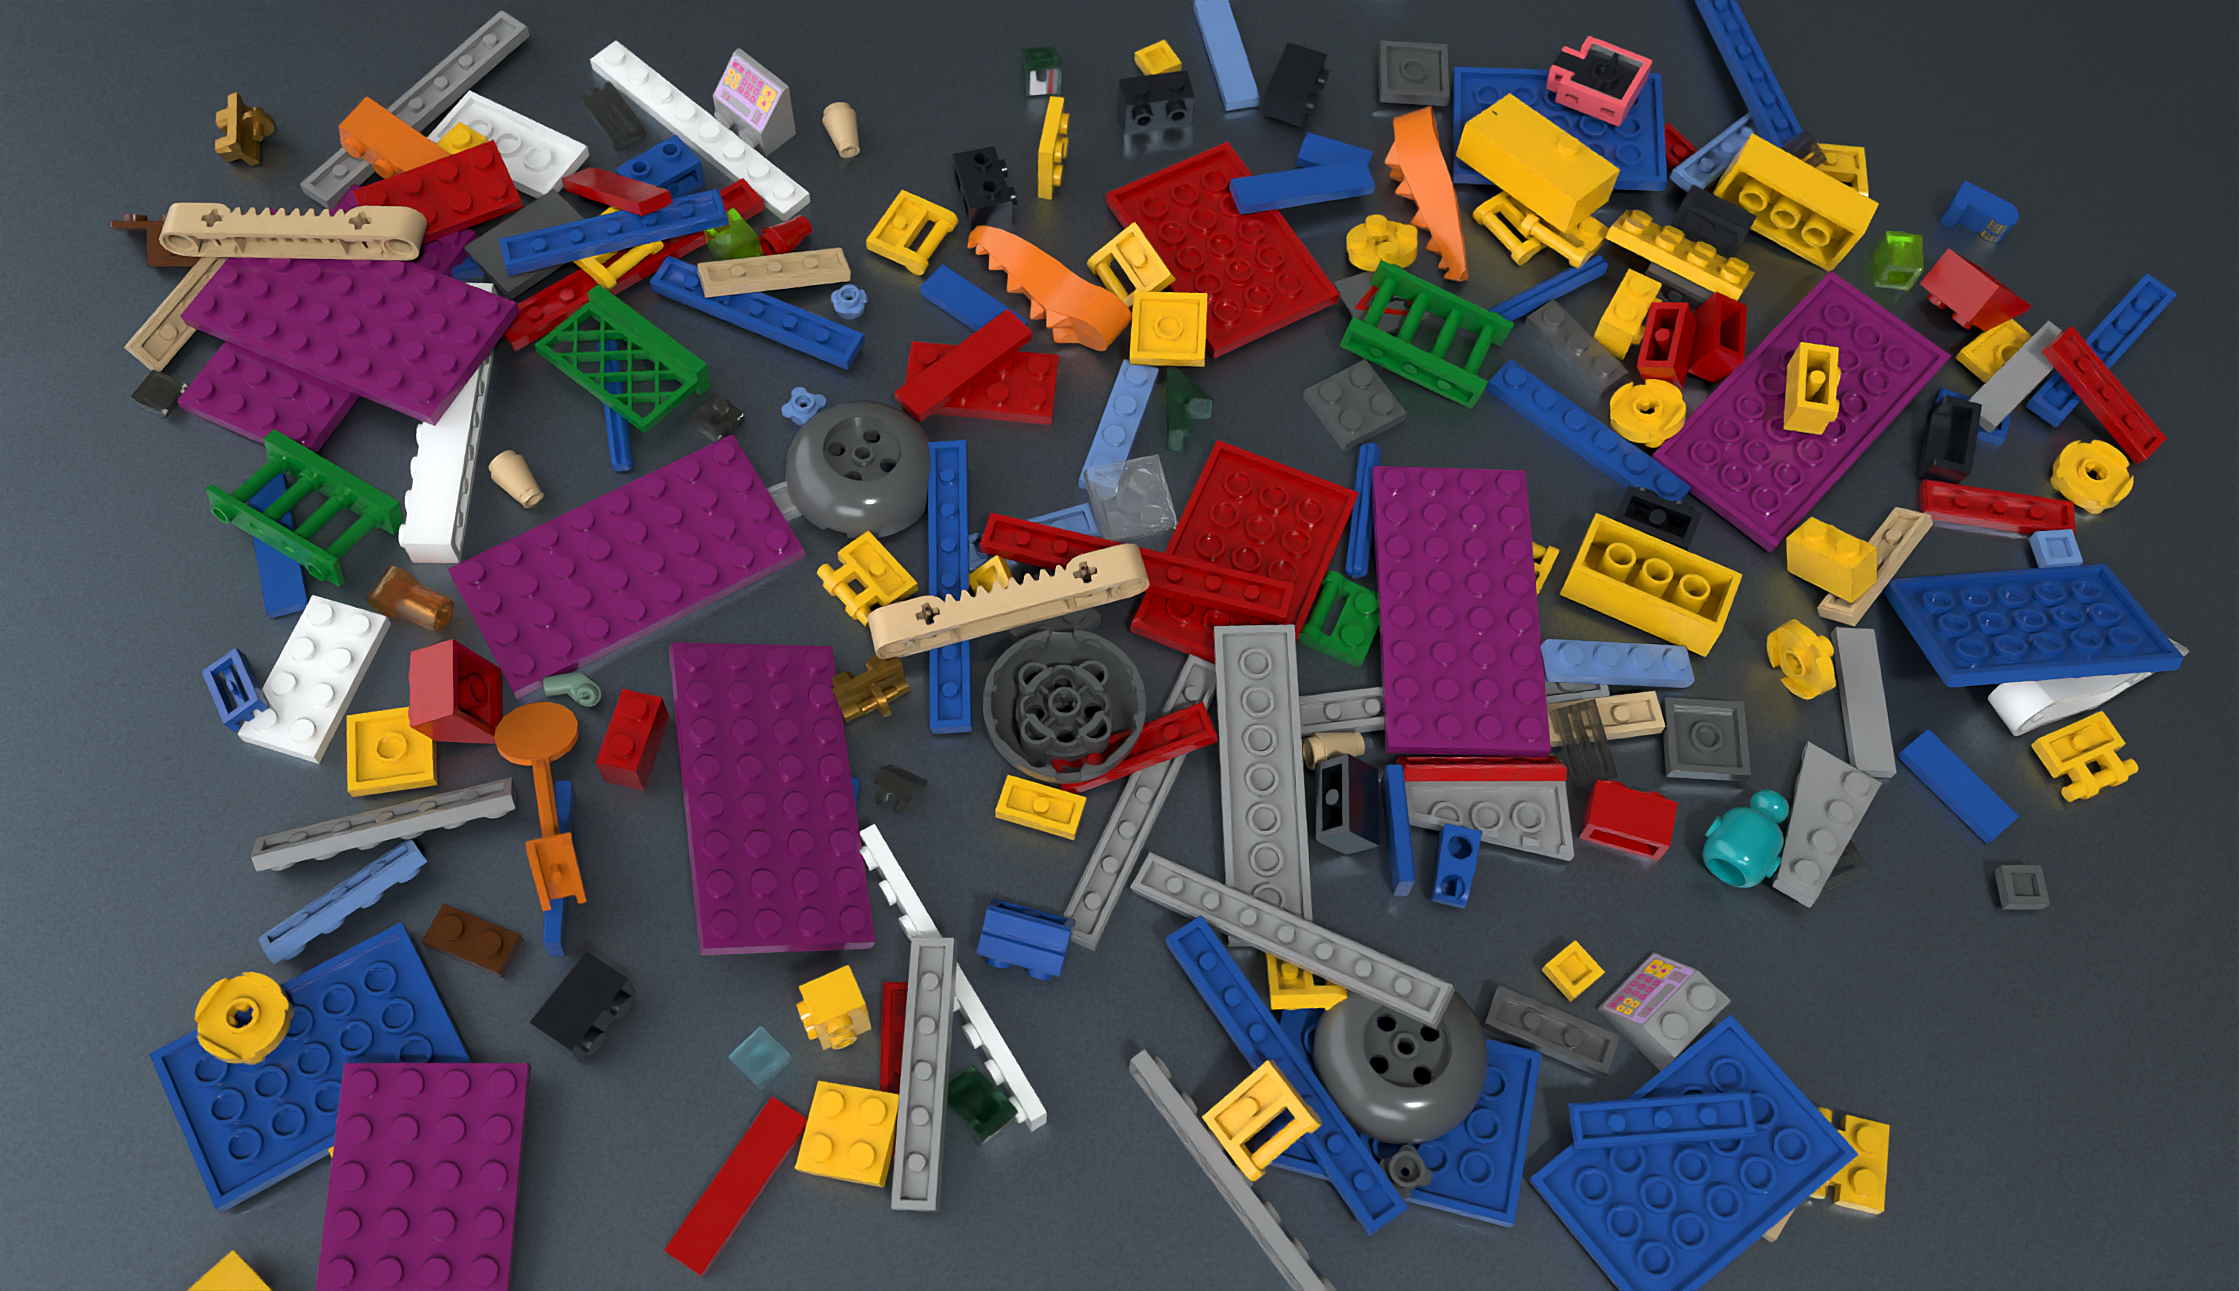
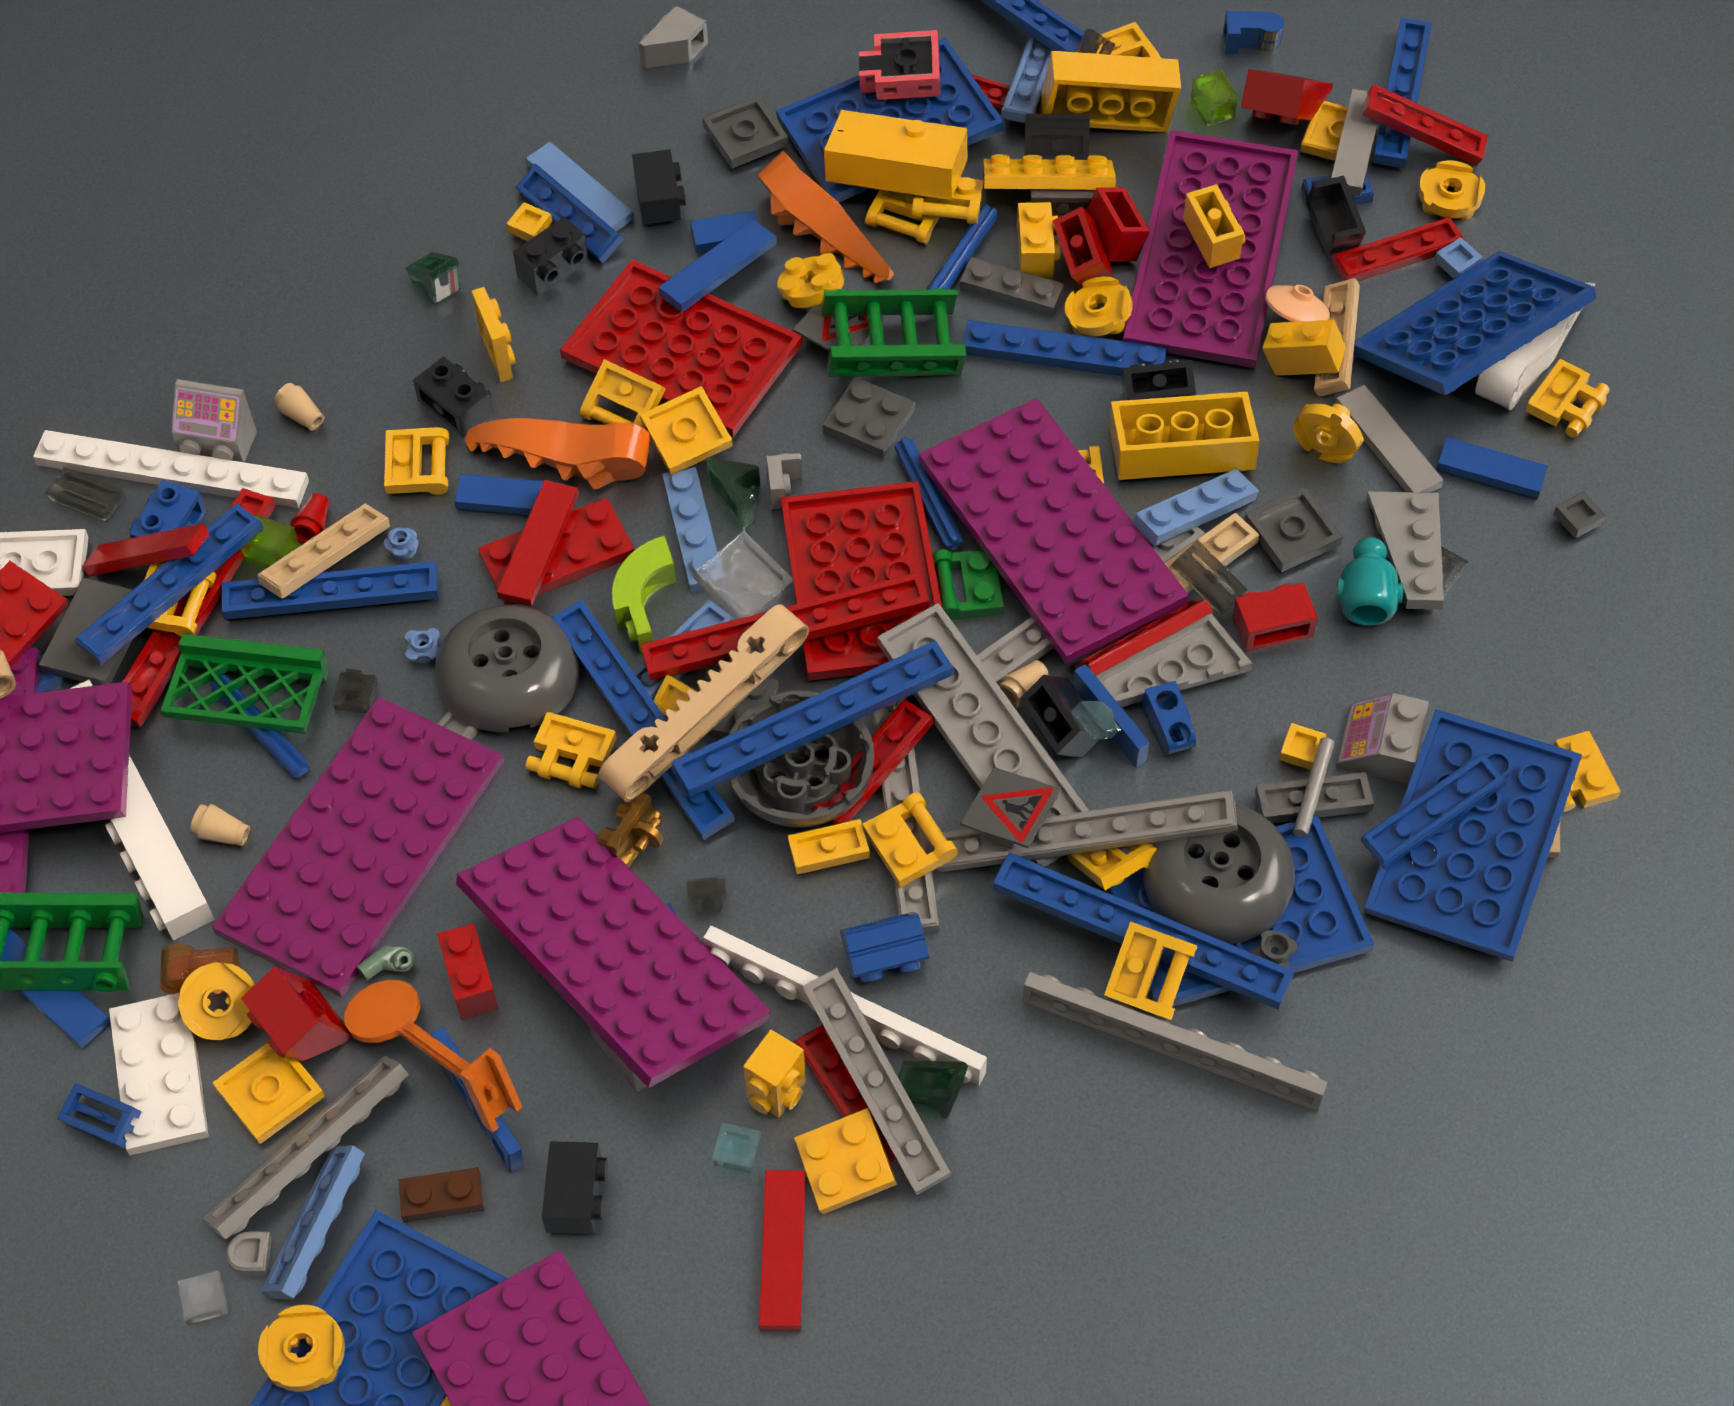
camera: 25 degrees left, 5 degrees down
(209, 913) = (203, 1297): none -> clear plate
(276, 895) = (250, 1253): none -> light grey tile
(378, 630) = (194, 1002): none -> yellow plate
(1028, 450) = (636, 580): none -> lime arch
(1097, 674) = (812, 718): none -> blue plate
(1105, 844) = (898, 845): none -> yellow plate
(1197, 57) = (560, 203): none -> blue tile
(1230, 871) = (1010, 808): none -> dark grey piece
(1232, 413) = (780, 471): none -> light grey bracket
(1375, 828) = (1096, 719): none -> clear light blue plate
(1554, 1022) = (1313, 787): none -> light grey bar
(1851, 511) = (1296, 303): none -> light nougat dish

